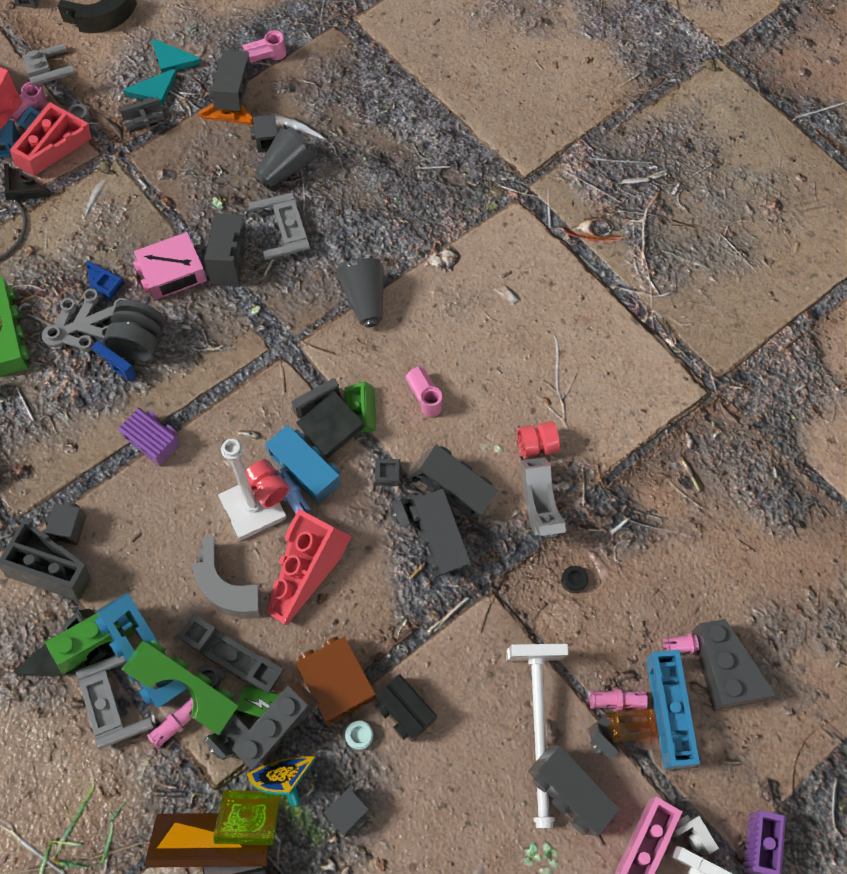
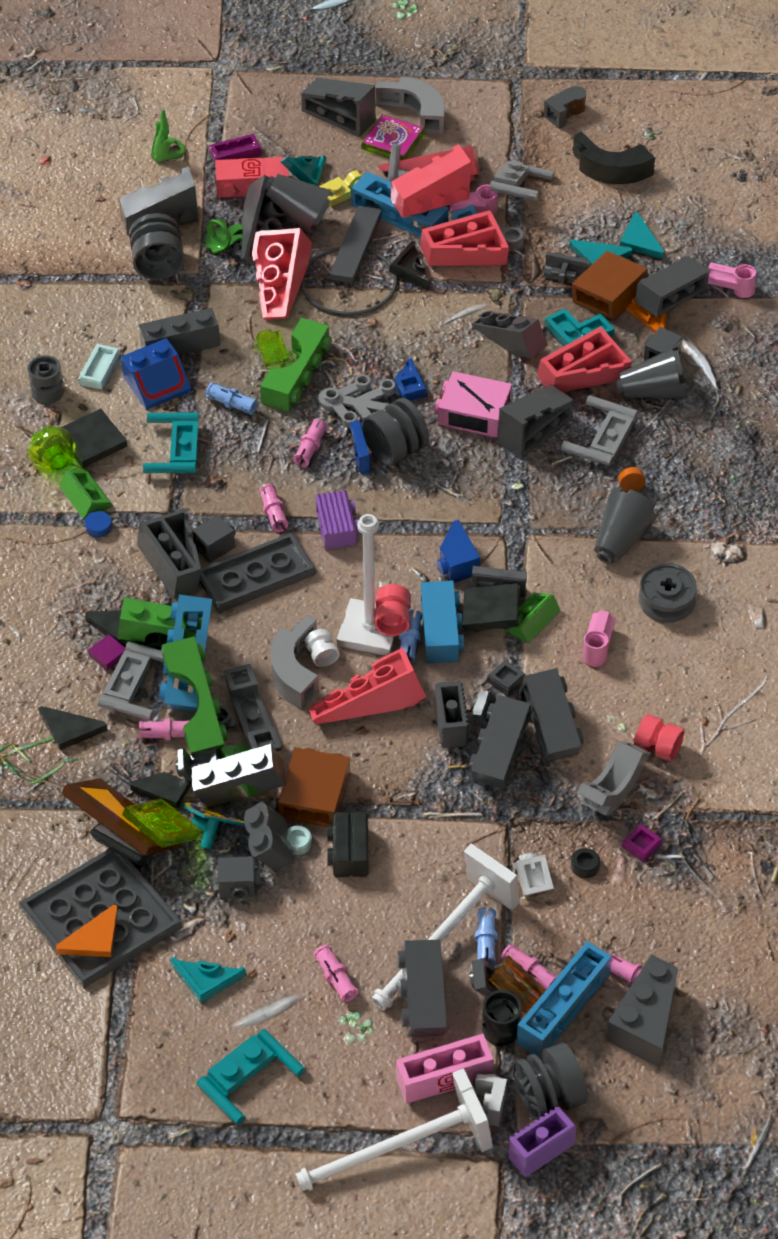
camera: 45 degrees right, 15 degrees down
(63, 691) = (106, 652): none -> magenta tile
(70, 384) = (310, 443): none -> bright pink pin
(90, 461) = (273, 508): none -> bright pink pin
(90, 788) = (70, 728): none -> pearl dark grey tile
(123, 527) = (256, 572): none -> dark grey tile
(148, 189) = (514, 333): none -> dark grey slope
(185, 107) = (608, 285): none -> dark orange brick
(193, 162) = (568, 329): none -> teal plate
(215, 778) = (162, 786): none -> pearl dark grey tile
(224, 180) = (584, 363): none -> coral wedge
(234, 554) = (320, 643): none -> white wheel
(267, 398) = (457, 554): none -> blue slope
(335, 249) = (631, 478): none -> orange tile
(337, 753) = (268, 836): none -> dark grey brick
(383, 537) = (451, 714): none -> dark grey brick
(438, 320) = (667, 592): none -> dark grey wheel
(491, 828) = (335, 973): none -> bright pink pin
(552, 620) = (533, 873): none -> white bracket
(566, 700) = (486, 936): none -> light blue pin
(596, 531) = (642, 843): none -> magenta tile
(644, 763) = (501, 1017): none -> pearl dark grey wheel
(731, 786) = (550, 1081): none -> dark grey wheel

